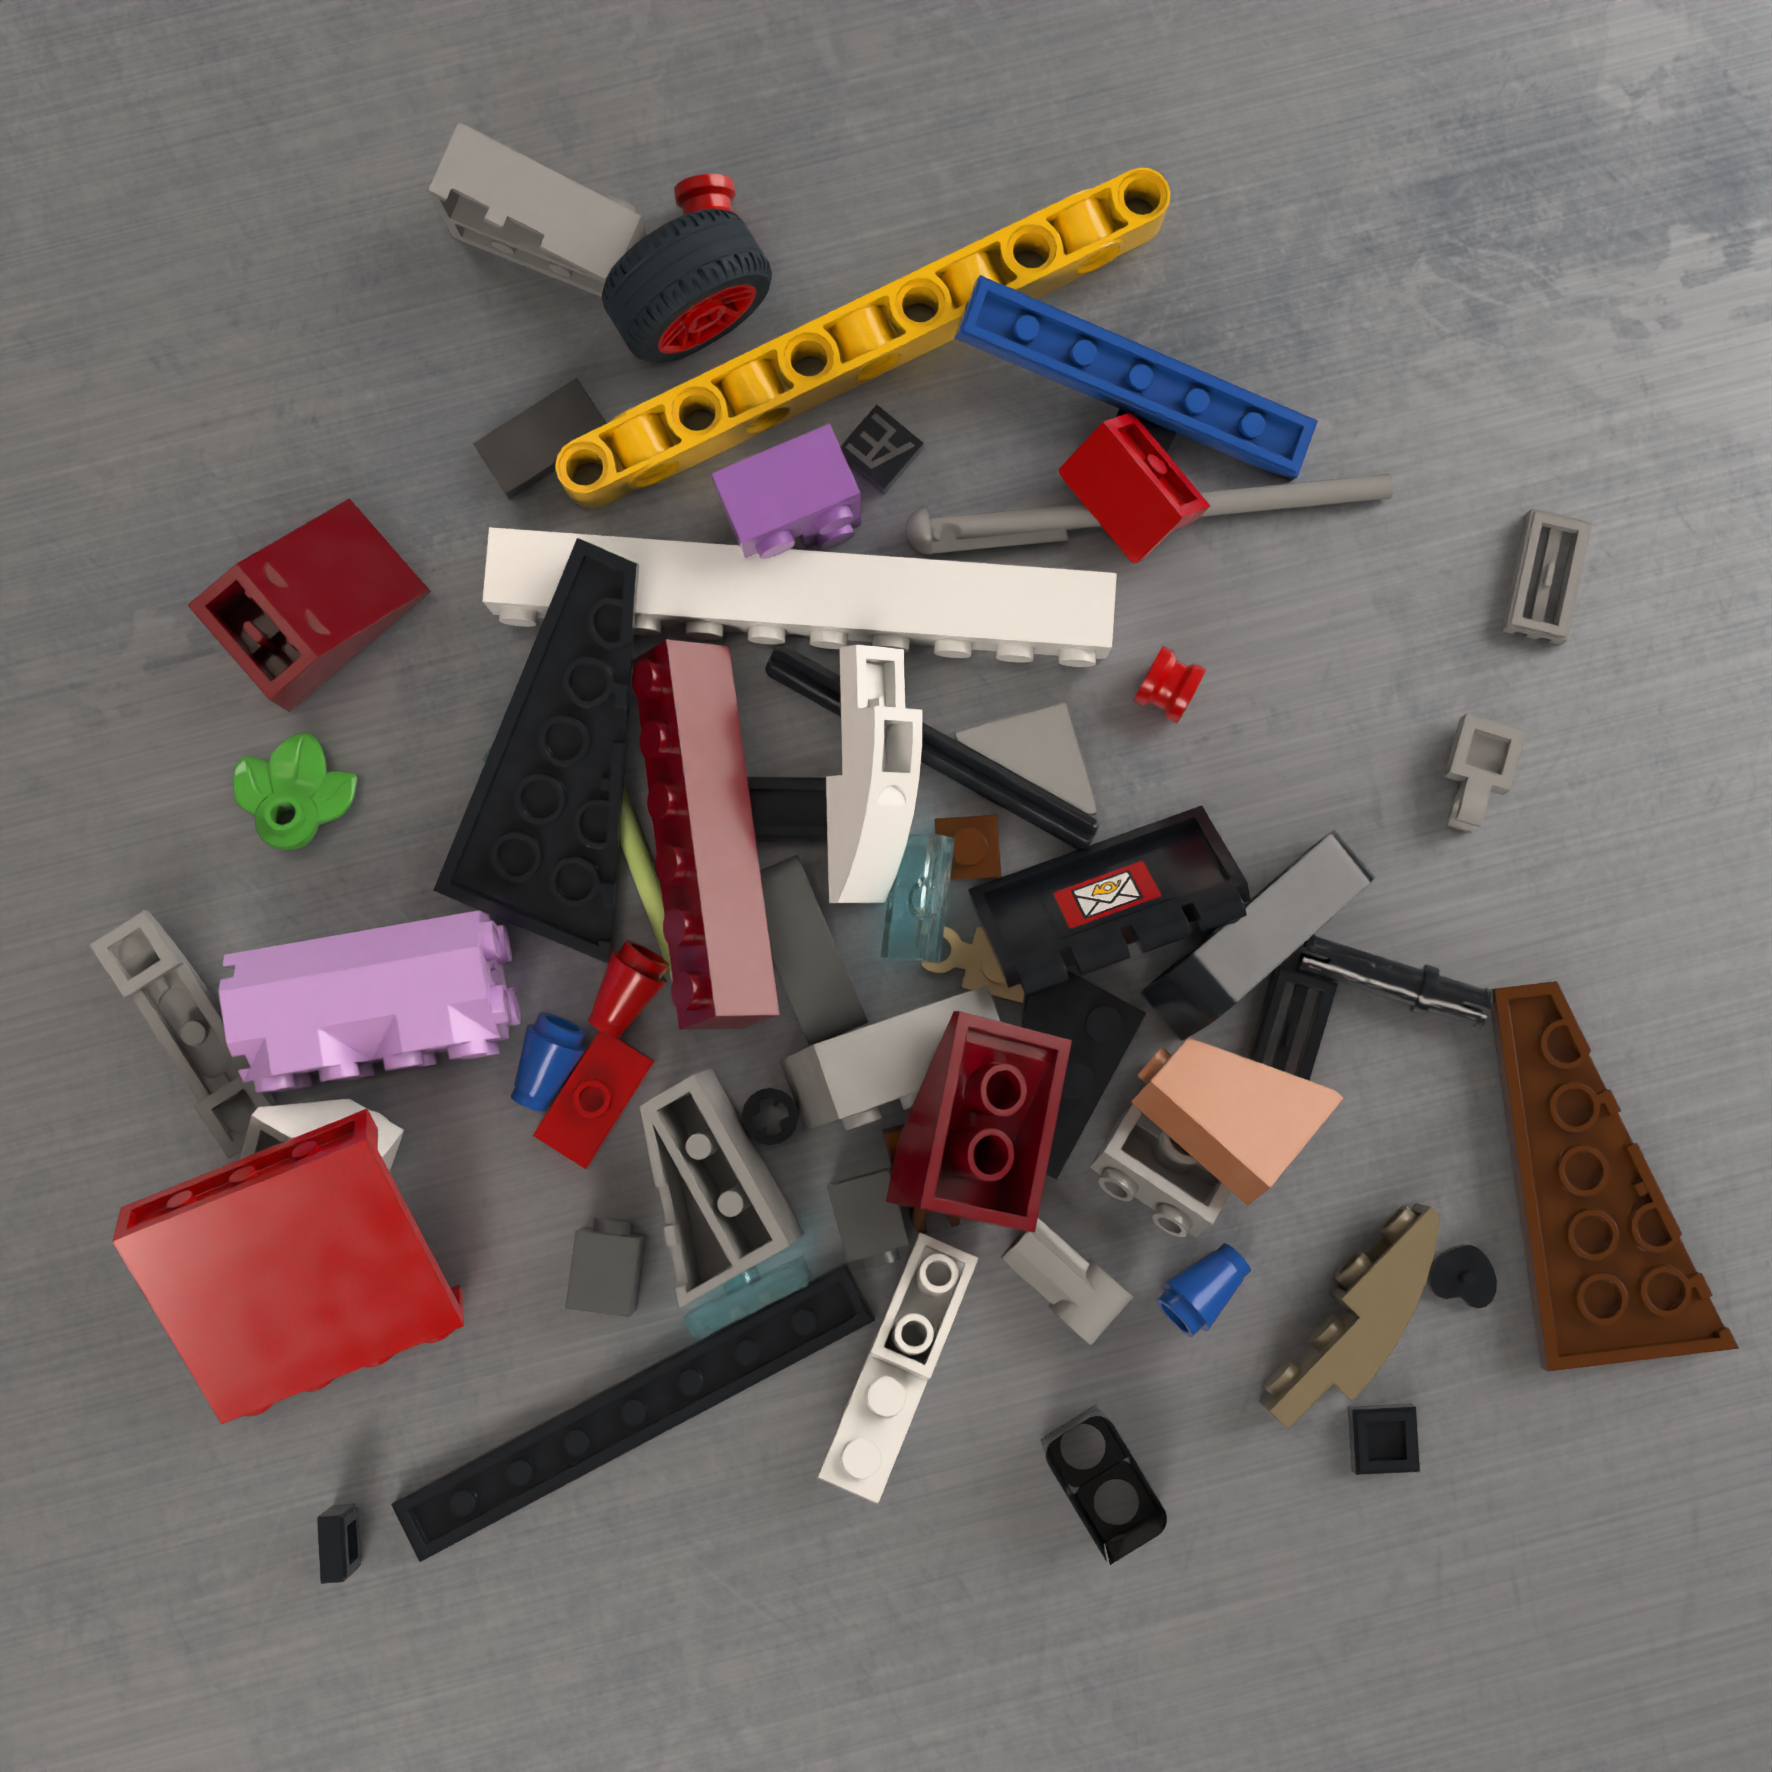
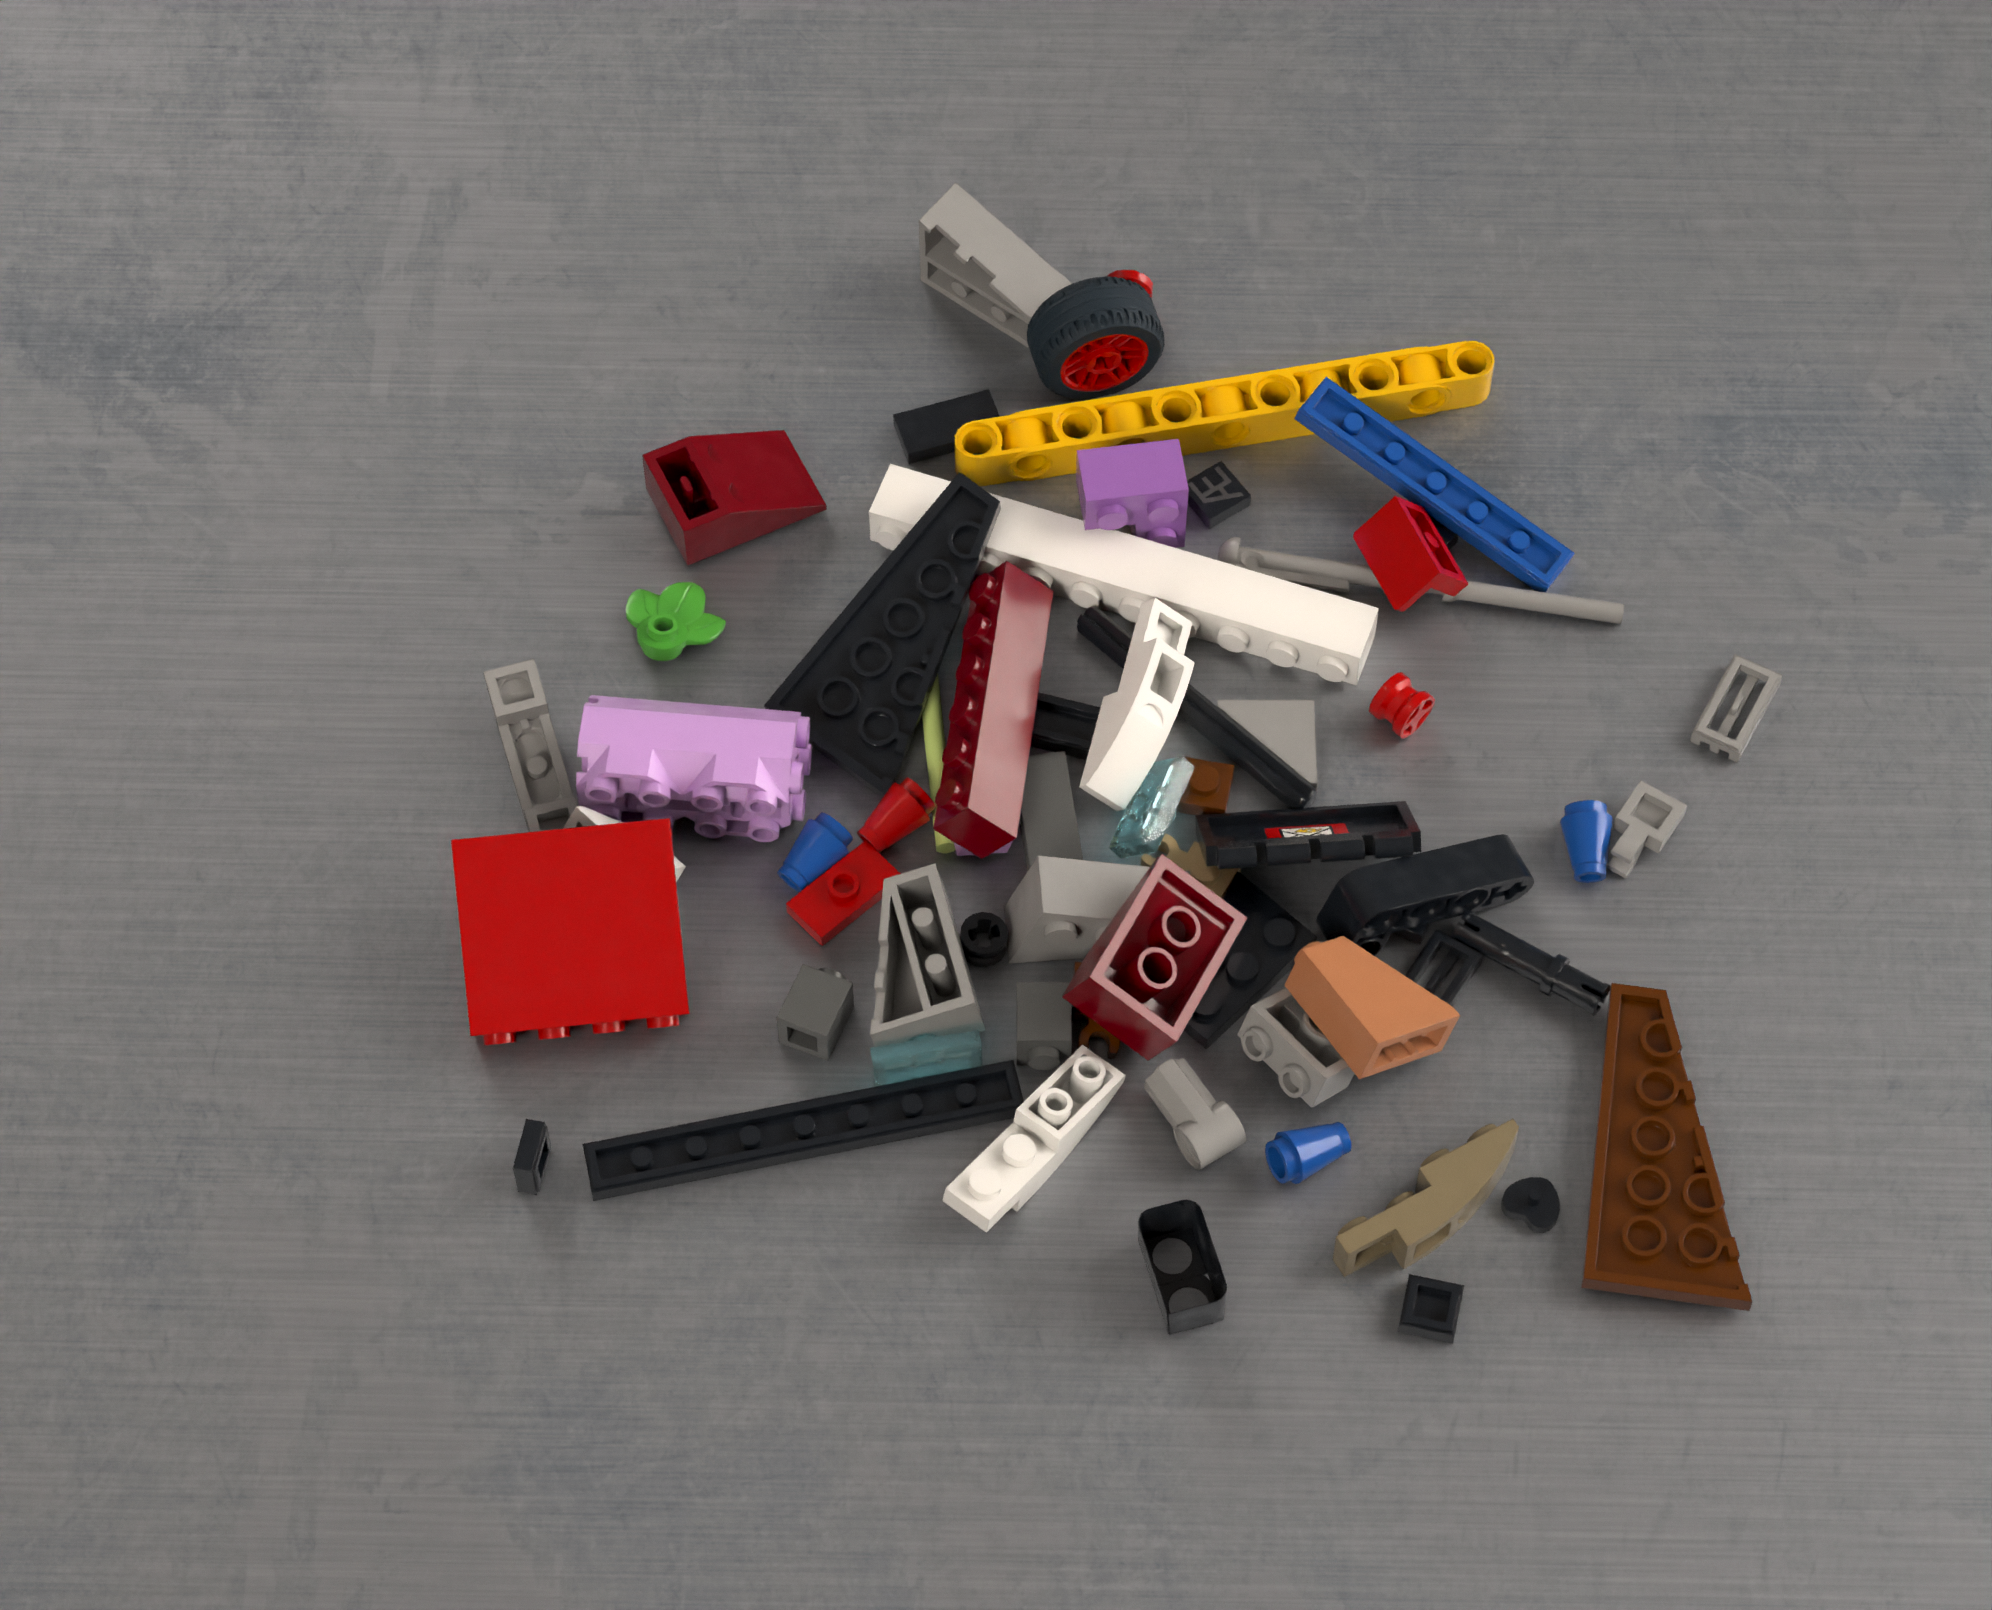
camera: 15 degrees right, 25 degrees down
(1422, 803) = (1587, 839): none -> blue cone

